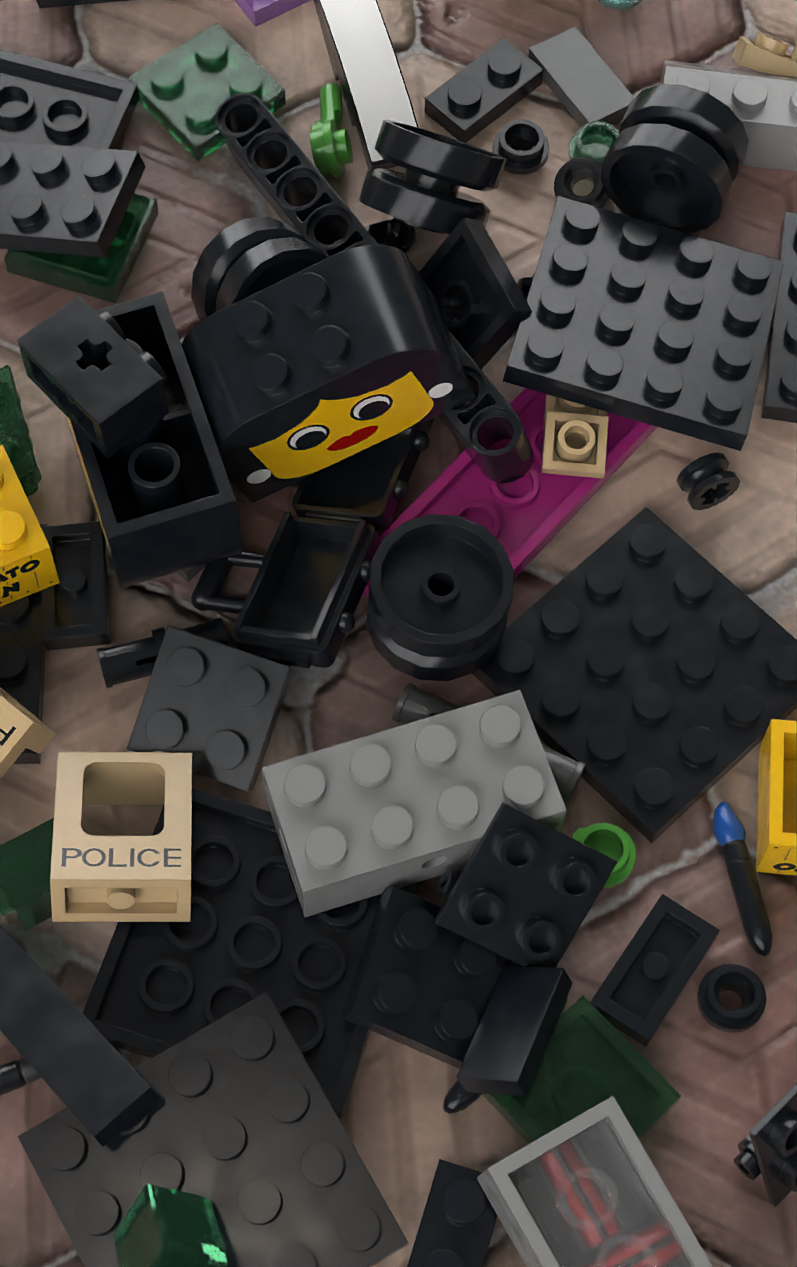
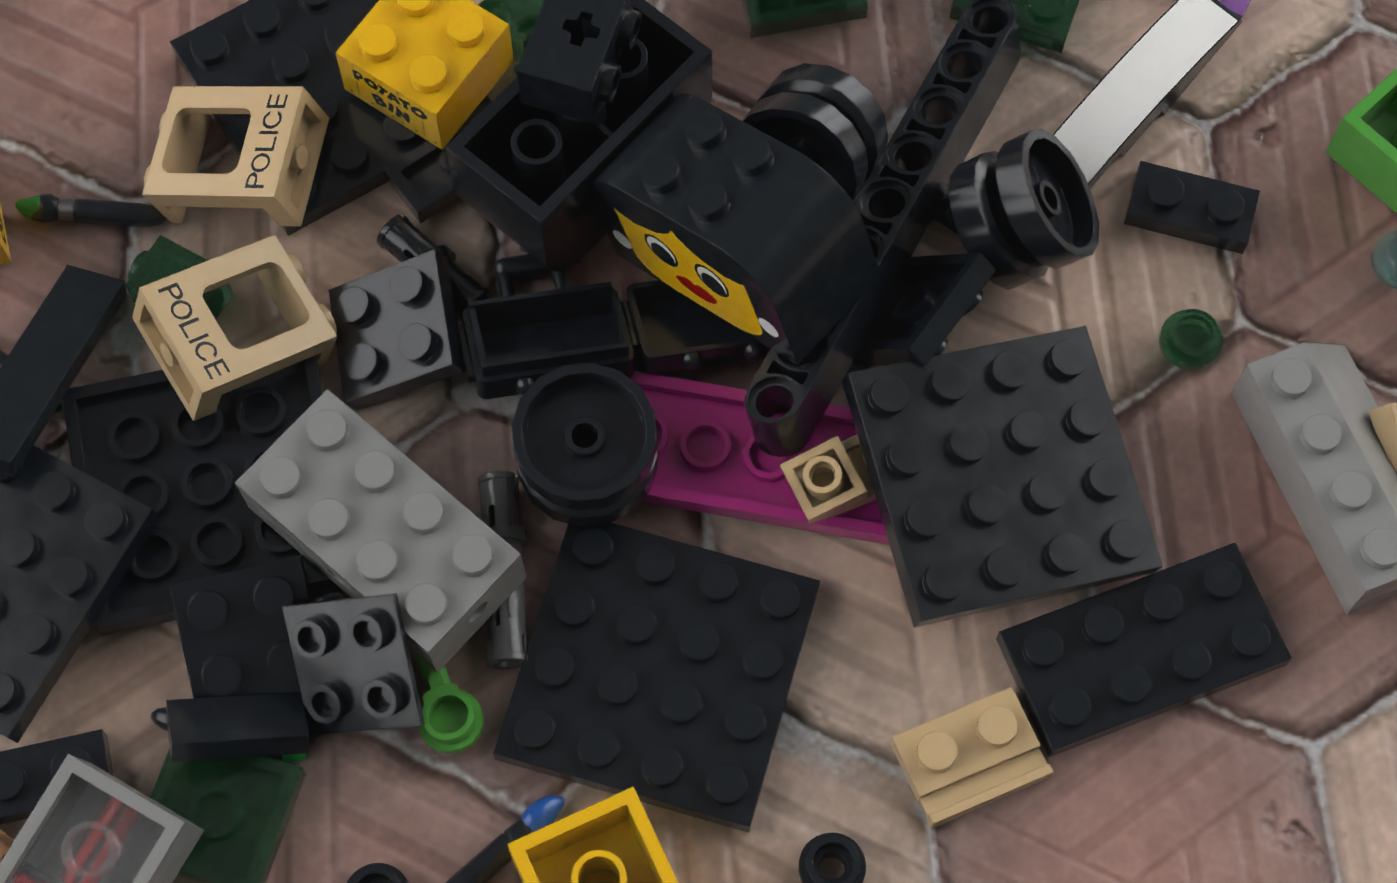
camera: 60 degrees right, 5 degrees up
(328, 142) = (1032, 106): bright green plate -> none
(524, 136) = (1150, 258): black plate -> none
(577, 170) = (1126, 335): black plate -> none
(581, 78) = (1265, 285): tile -> none
(654, 969) = (363, 817): black plate -> none
(674, 158) = (1203, 406): black wheel -> none
(708, 481) = (880, 620): black bush -> none

